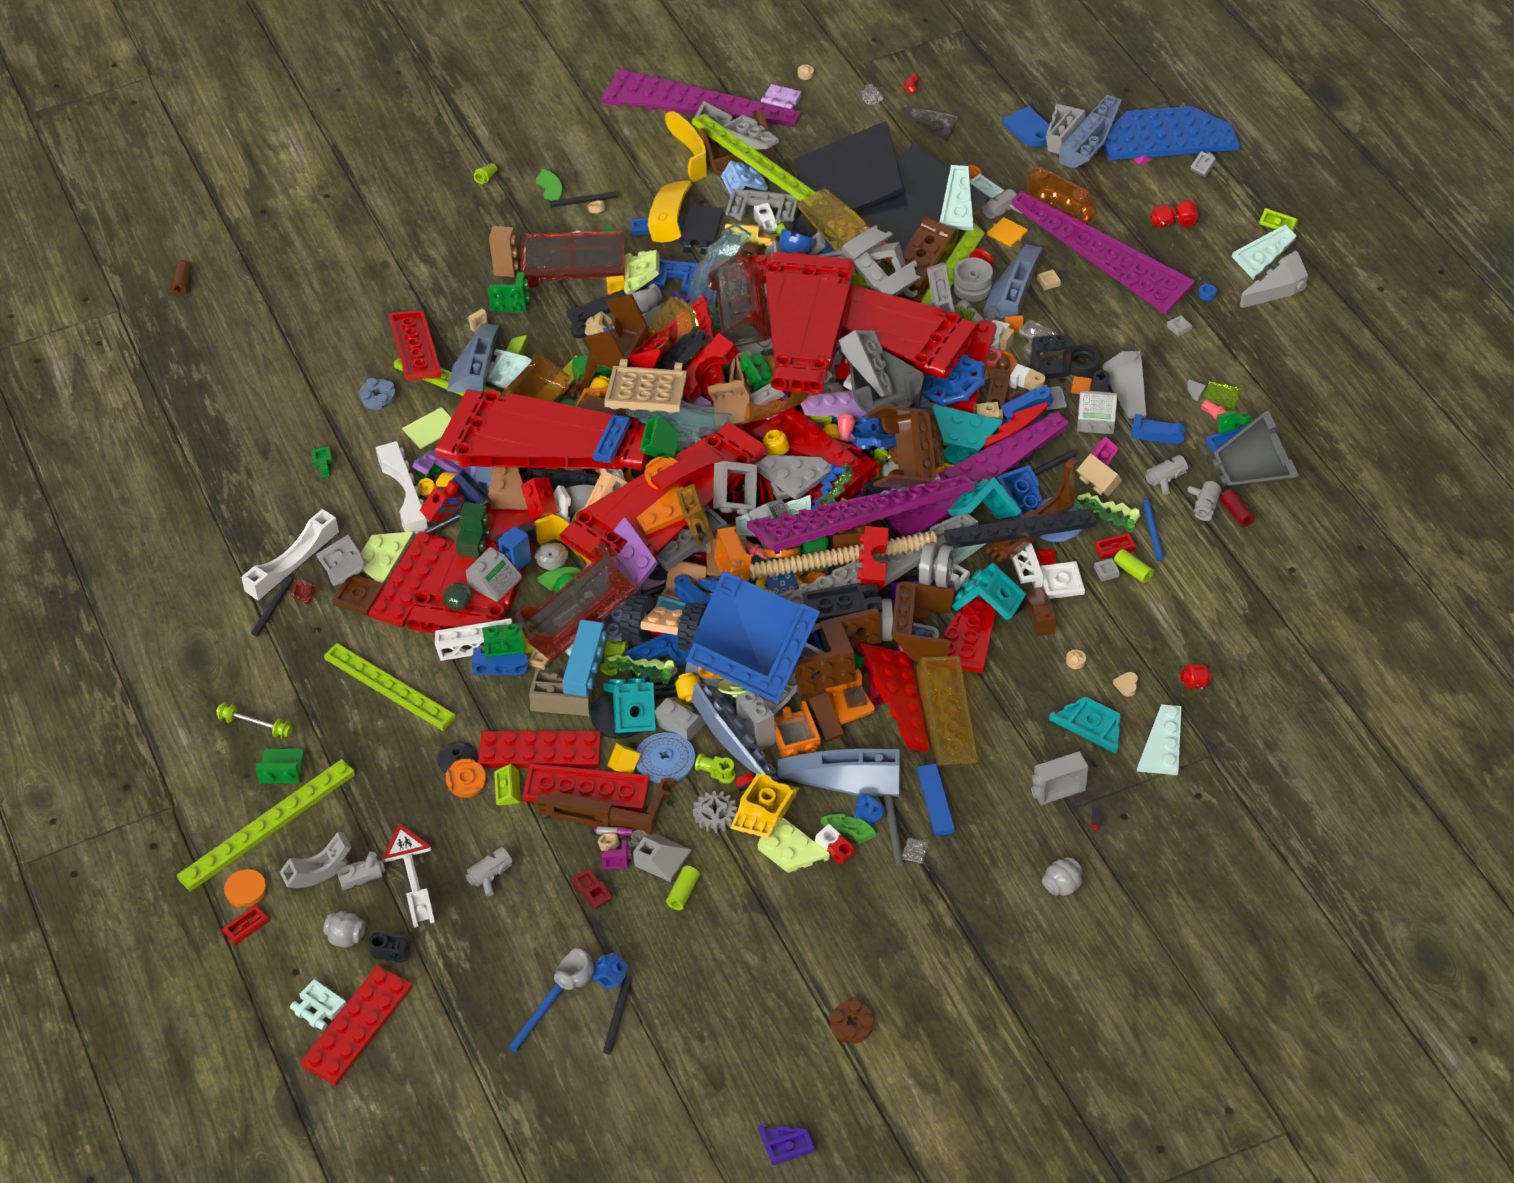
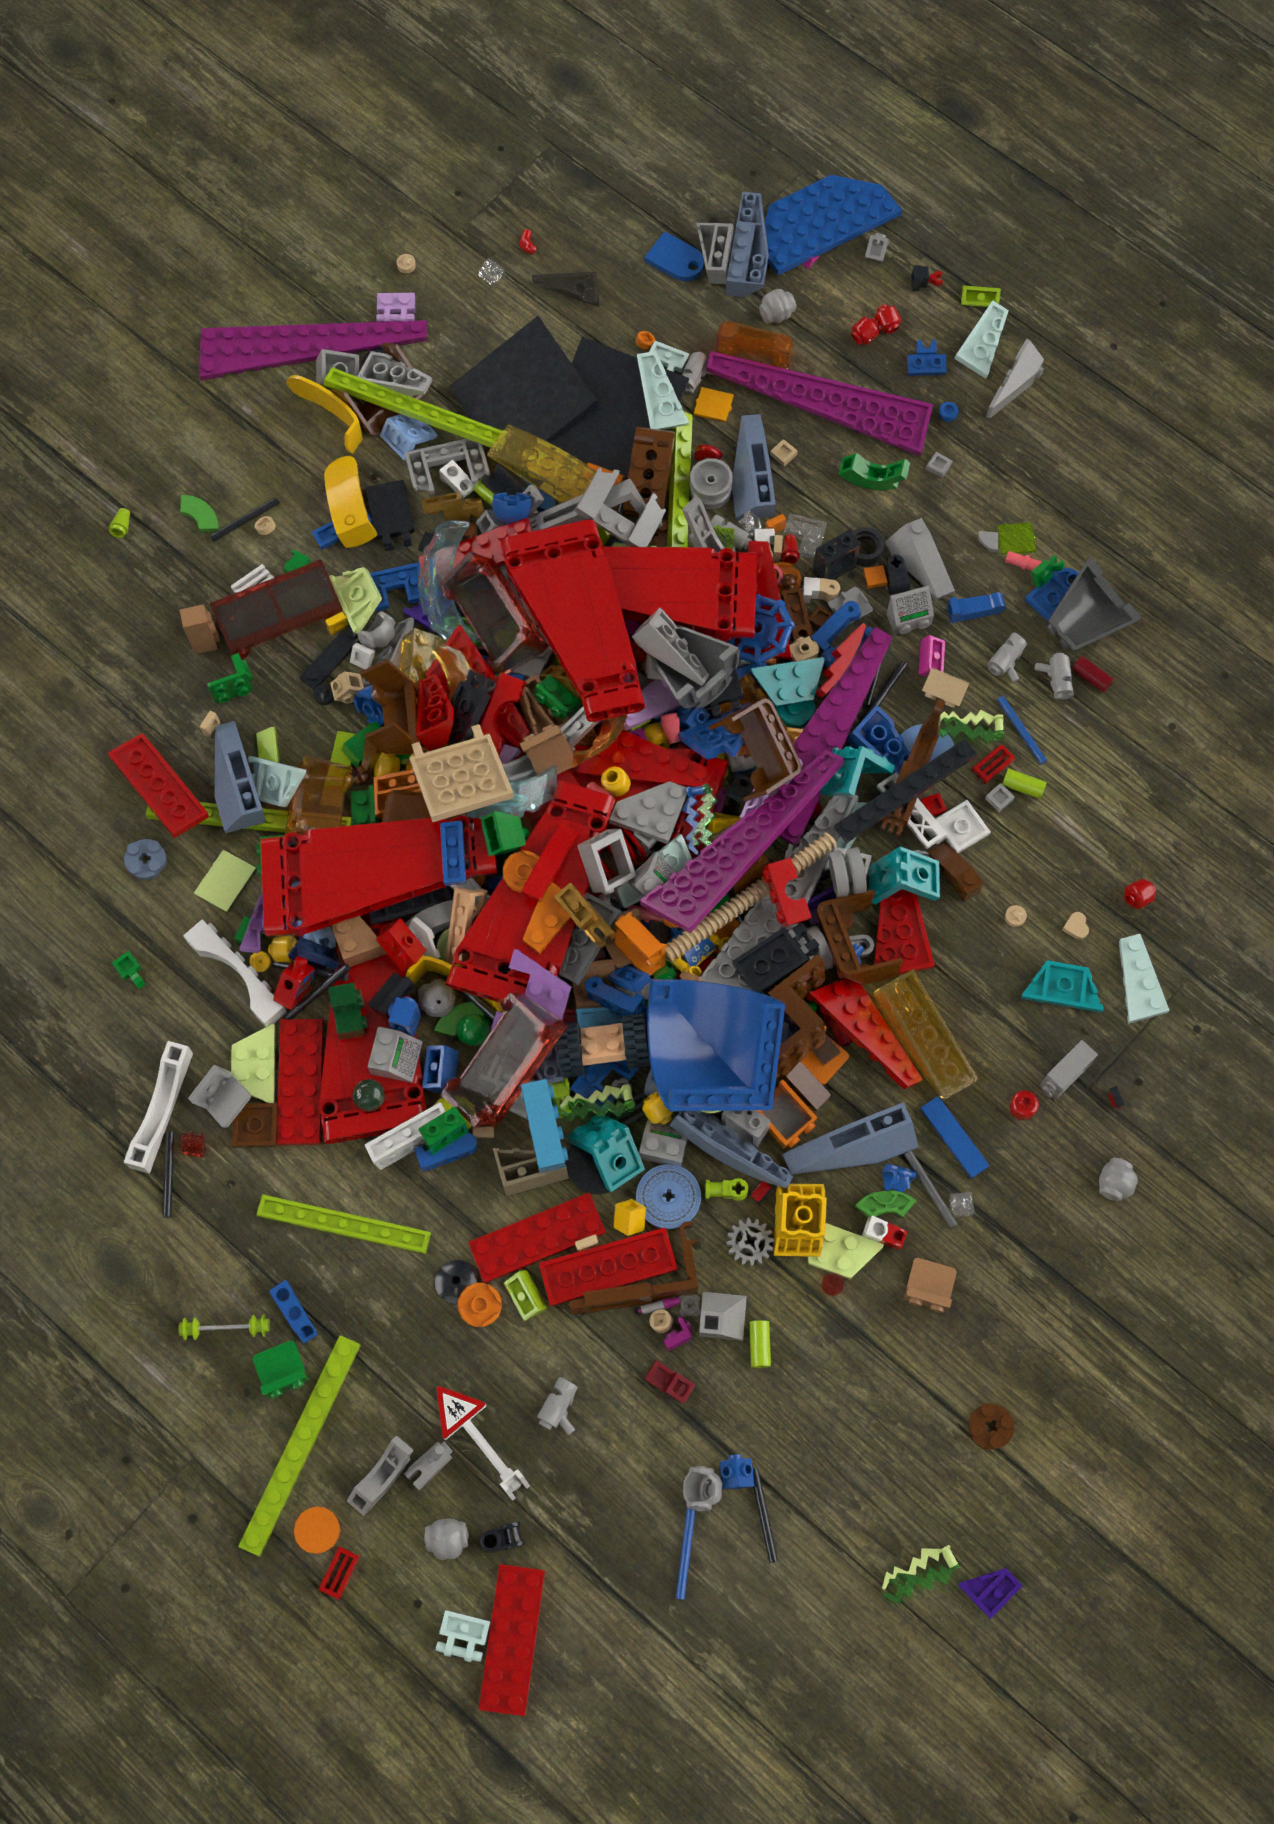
camera: 25 degrees left, 20 degrees up
(314, 728) = (293, 1311): none -> blue leg
(528, 594) = (439, 1067): none -> blue brick
(577, 762) = (586, 1243): none -> tan tile
(720, 1107) = (912, 1578): none -> piece
(769, 868) = (832, 1284): none -> clear red plate
(853, 897) = (930, 1285): none -> medium nougat bracket
(1007, 793) = (1024, 1105): none -> red head
(1017, 345) = (790, 550): none -> red cone
(1043, 455) = (872, 688): none -> black axle
(1096, 179) = (777, 306): none -> light grey hair
(1114, 314) = (871, 475): none -> green arch
(1206, 252) = (926, 361): none -> blue plate
(1231, 194) = (920, 277): none -> black piece

